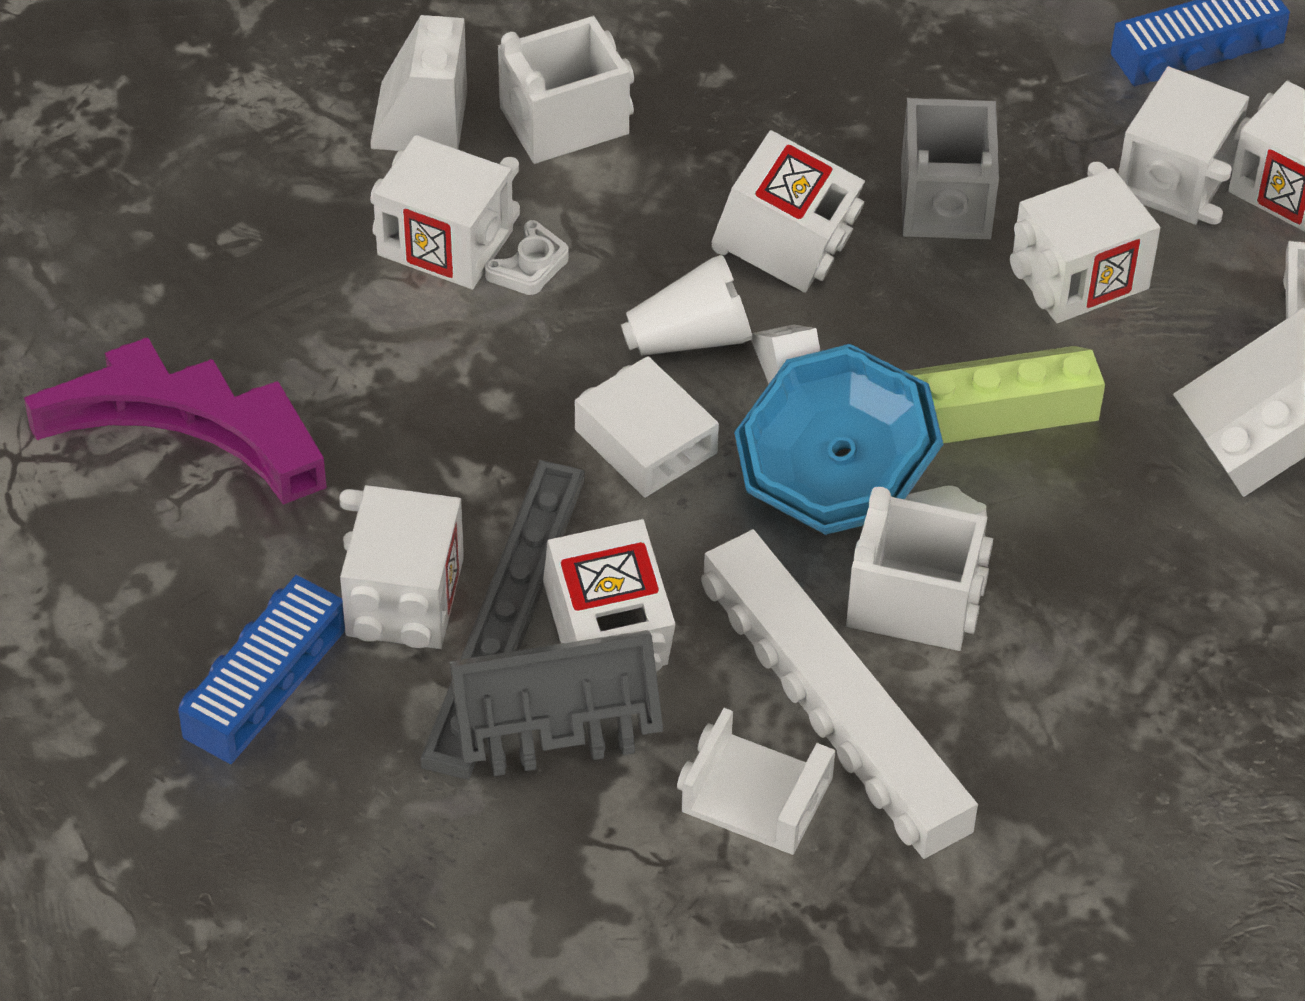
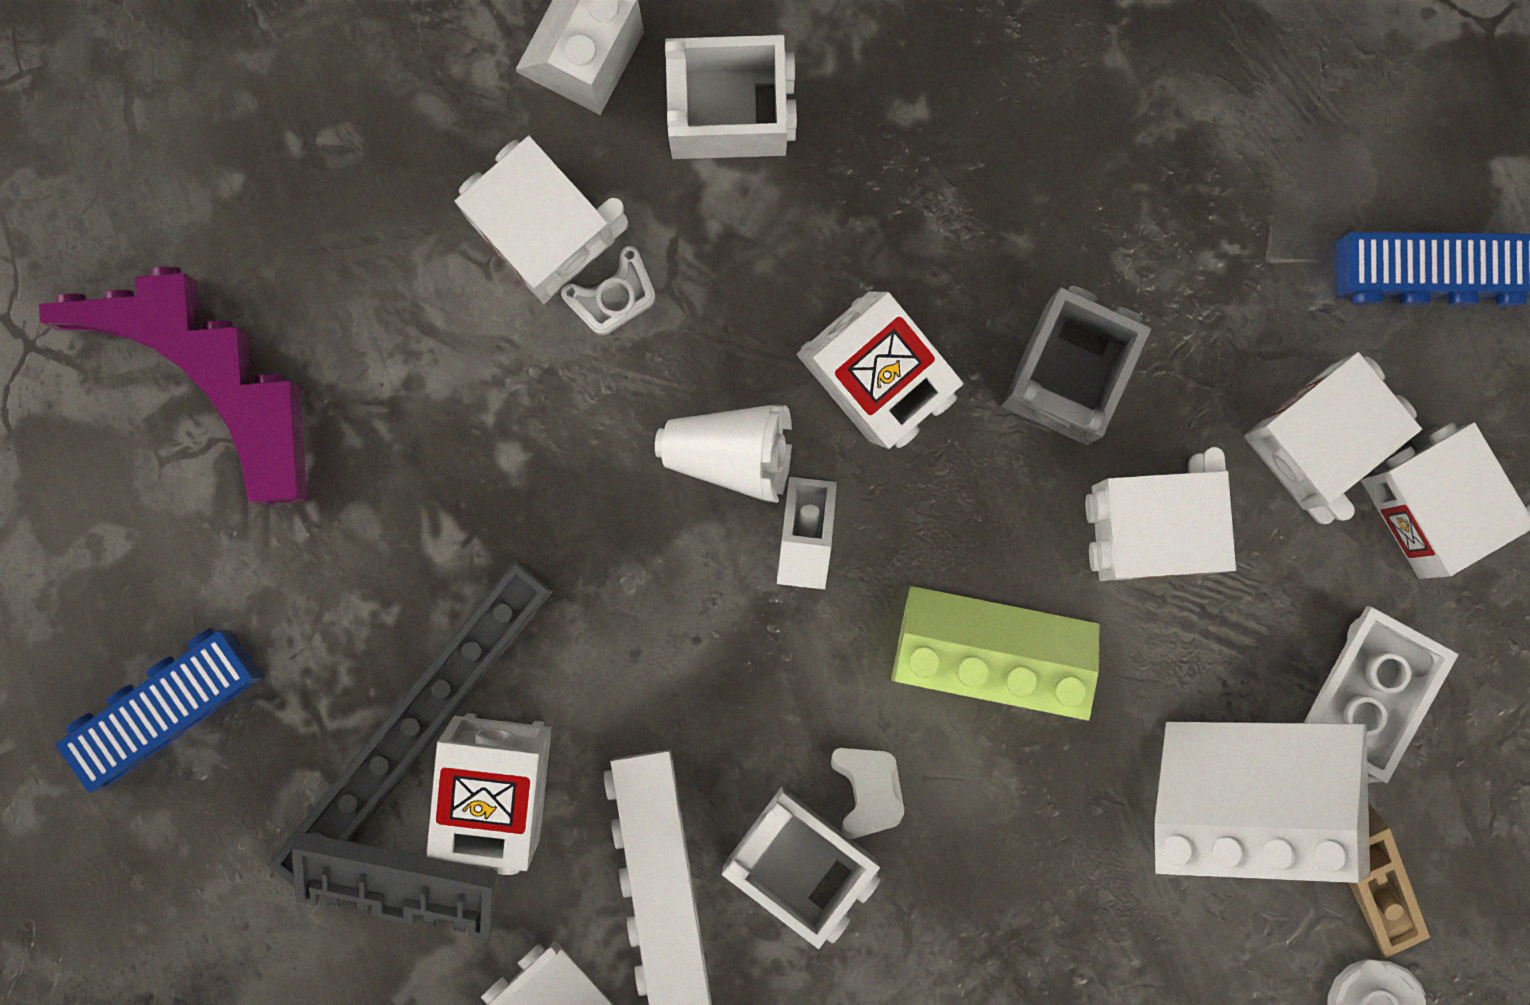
camera: 20 degrees right, 35 degrees up
(401, 565) = (317, 661): white container -> none
(646, 426) = (629, 562): white brick -> none
(831, 405) = (753, 687): dark azure rock -> none

